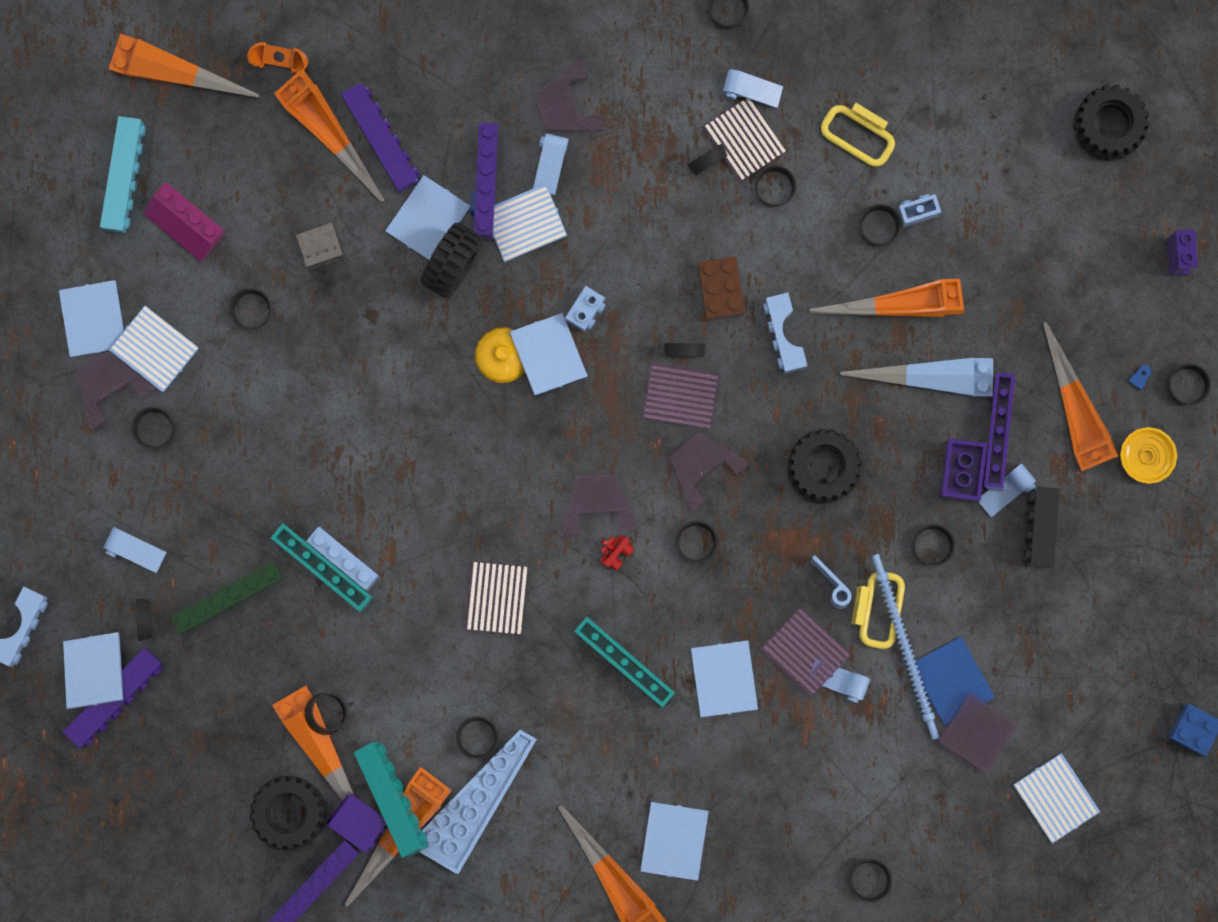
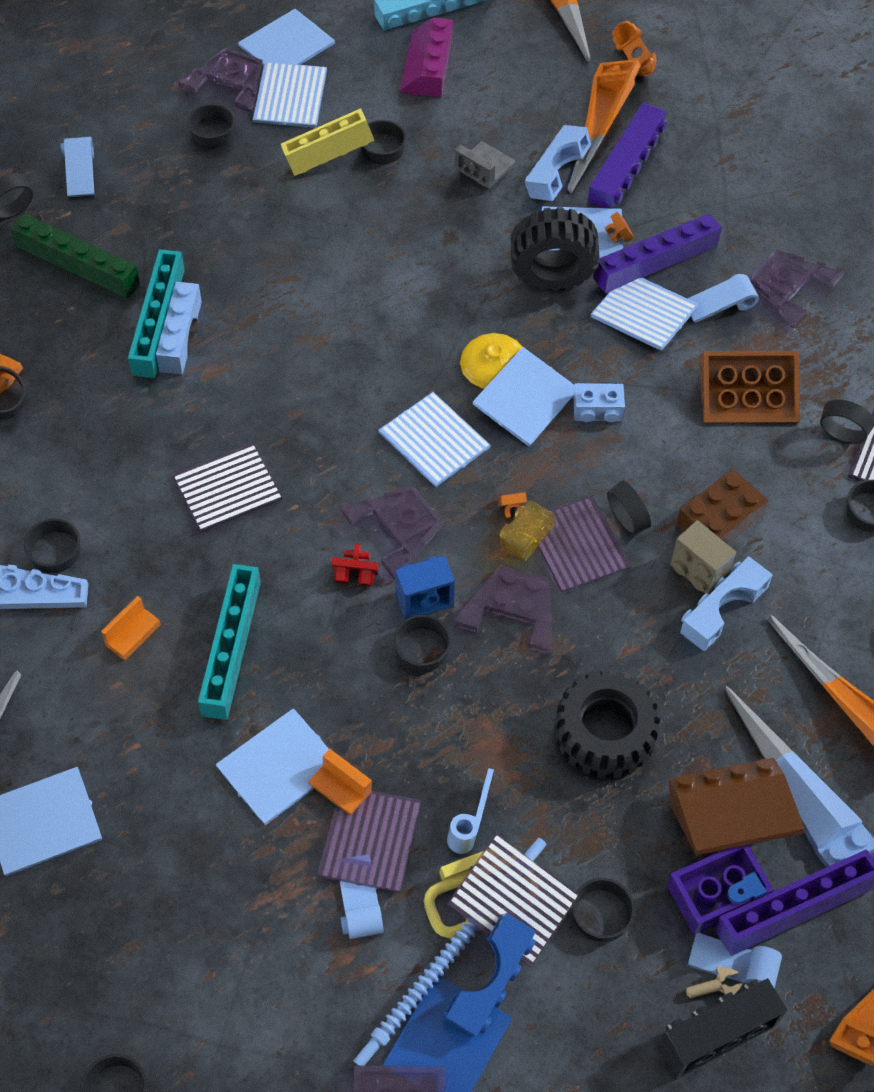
camera: 60 degrees right, 25 degrees down
(236, 355) = (327, 142): none -> light yellow brick
(344, 174) = (568, 145): none -> light blue arch
(446, 190) = (620, 227): none -> orange tile
(542, 436) = (434, 439): none -> piece
(574, 719) = (129, 629): none -> orange panel
(627, 418) = (511, 500): none -> orange tile
(635, 198) = (750, 386): none -> dark orange slope
(657, 424) = (527, 530): none -> clear yellow brick
(662, 519) = (425, 587): none -> blue brick
(749, 328) = (702, 557): none -> dark tan brick
(762, 650) = (341, 782): none -> orange panel
(900, 595) = (516, 885): none -> piece
(924, 428) = (734, 806): none -> reddish brown slope
(947, 656) = (509, 942): none -> blue arch
(978, 456) = (750, 887): none -> blue piece
(1013, 510) = (714, 985): none -> tan bar

